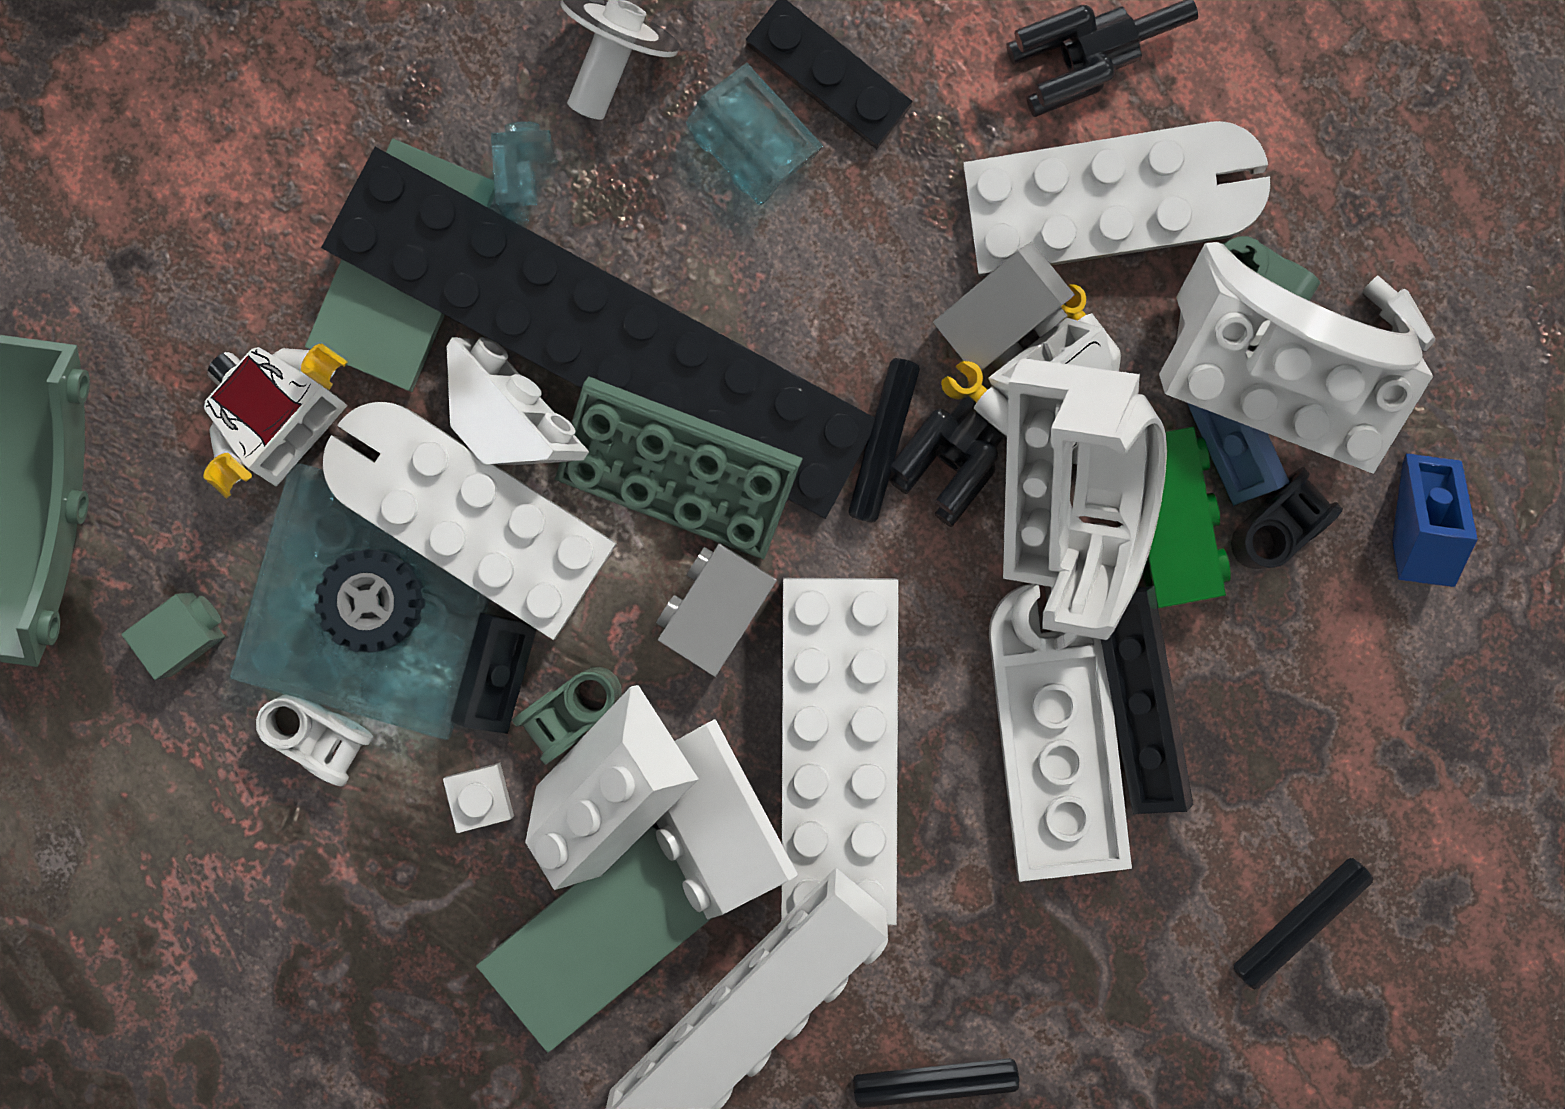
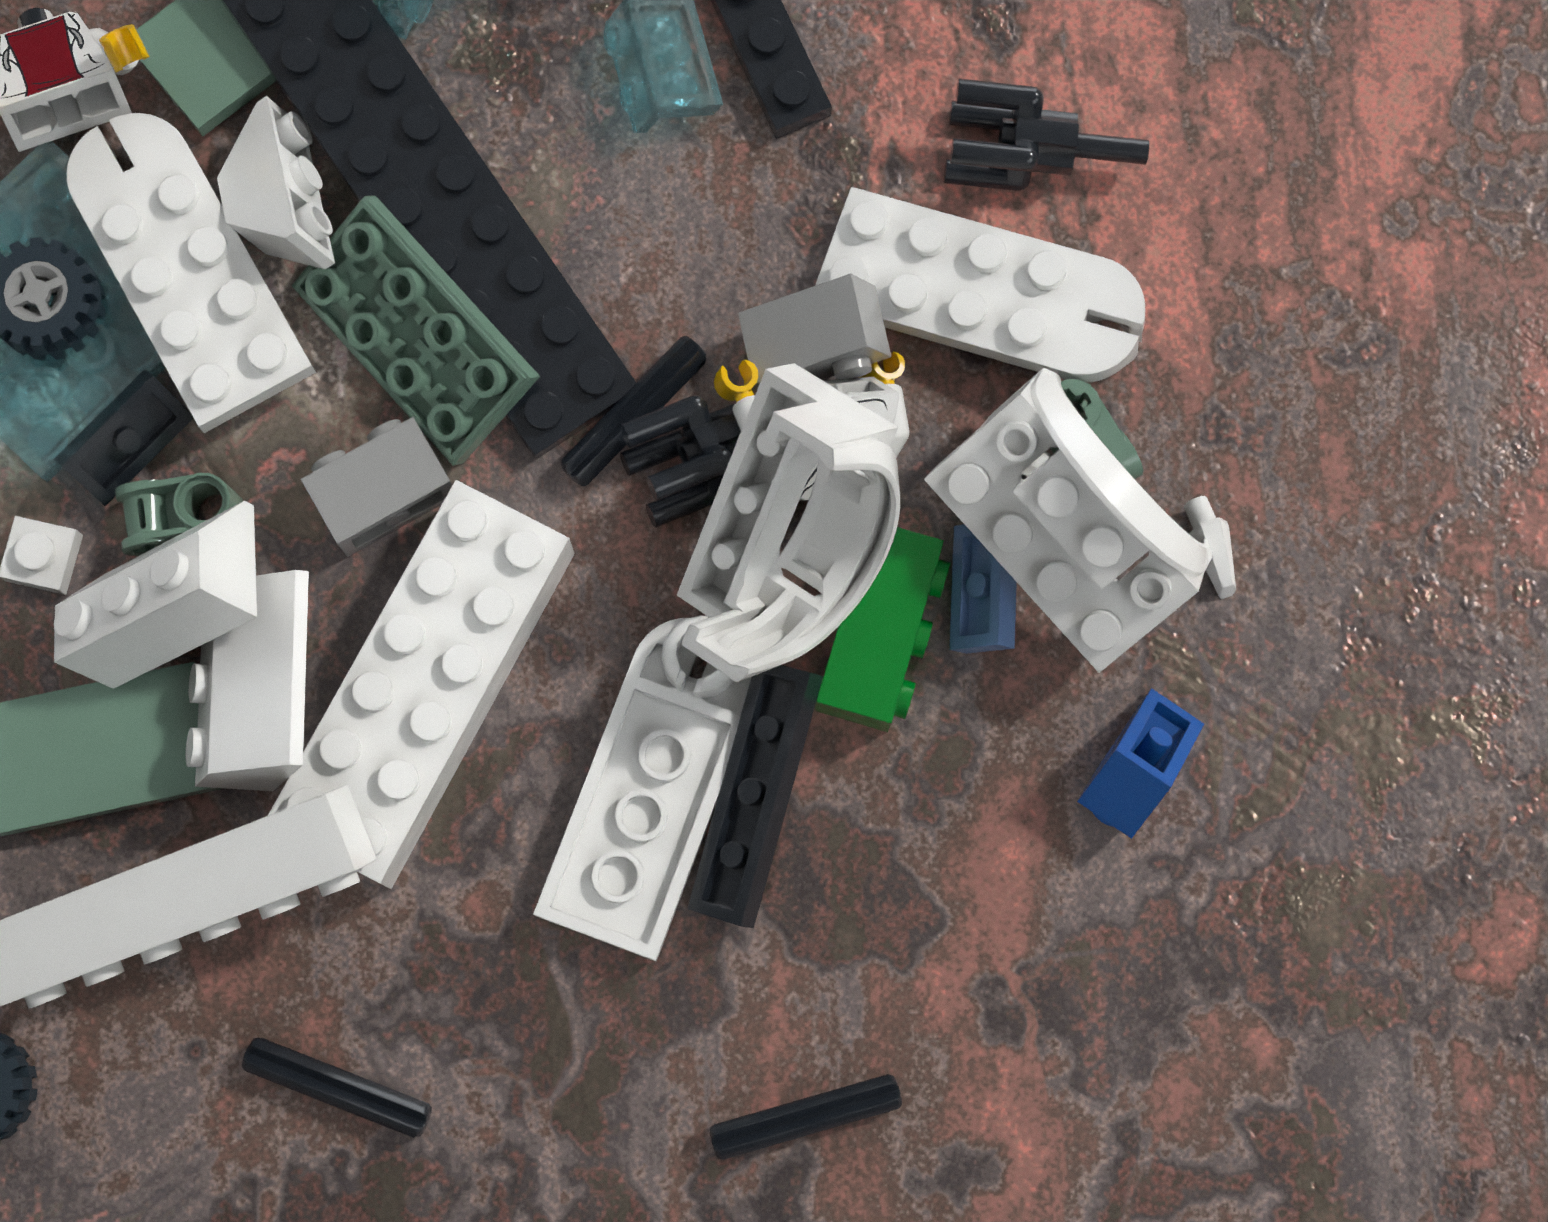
camera: 25 degrees right, 10 degrees down
(1291, 517) = (1002, 687): black piece -> none

